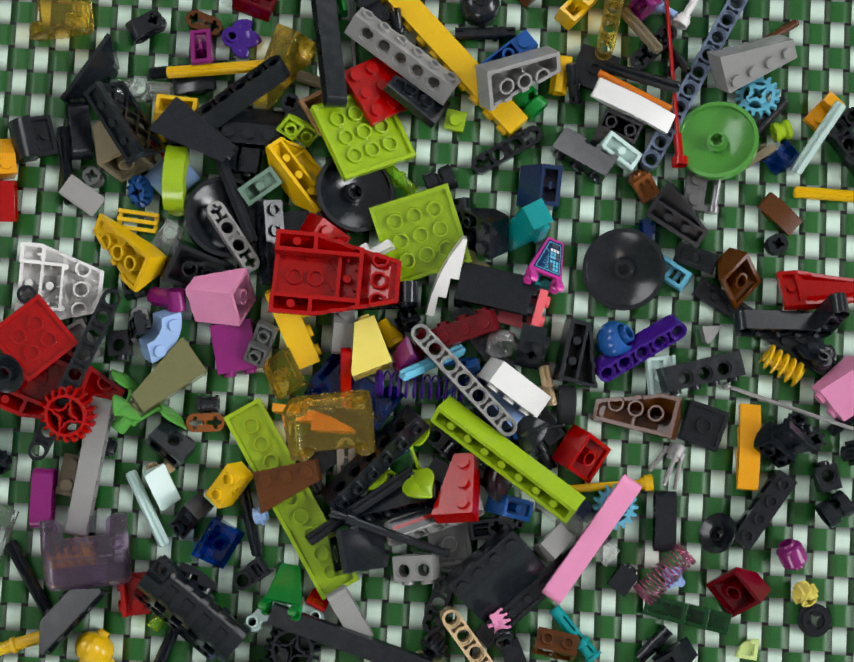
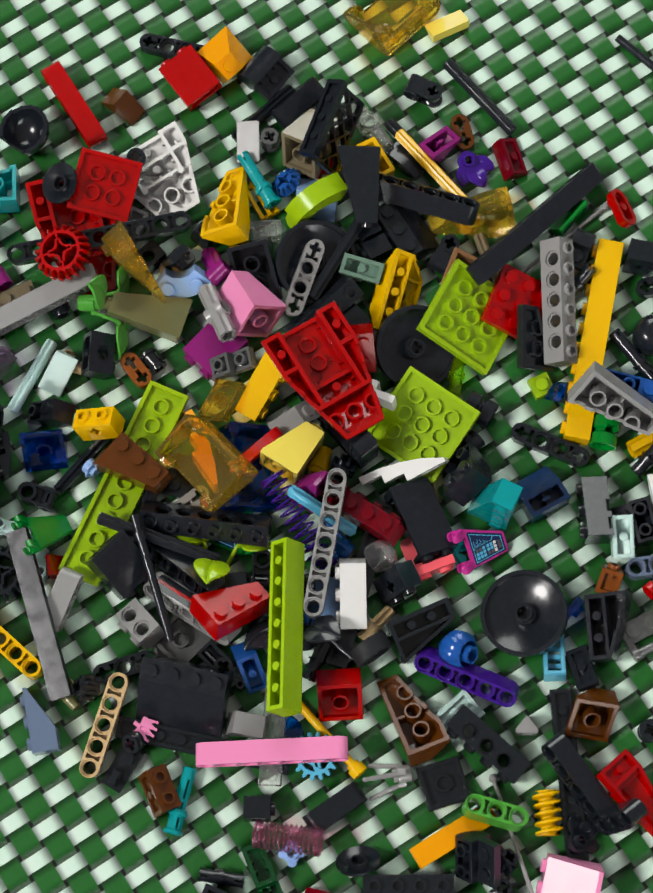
camera: 55 degrees right, 10 degrees down
(101, 66) = (362, 79): black wedge -> none
(103, 364) = (124, 253): none -> clear yellow wedge
(130, 212) = (263, 187): none -> teal pin
(210, 326) = (217, 312): none -> light grey piece
(297, 129) = (432, 263): lime slope -> none
(471, 112) = (557, 392): none -> tile
(761, 396) = (505, 809): none -> bright green beam

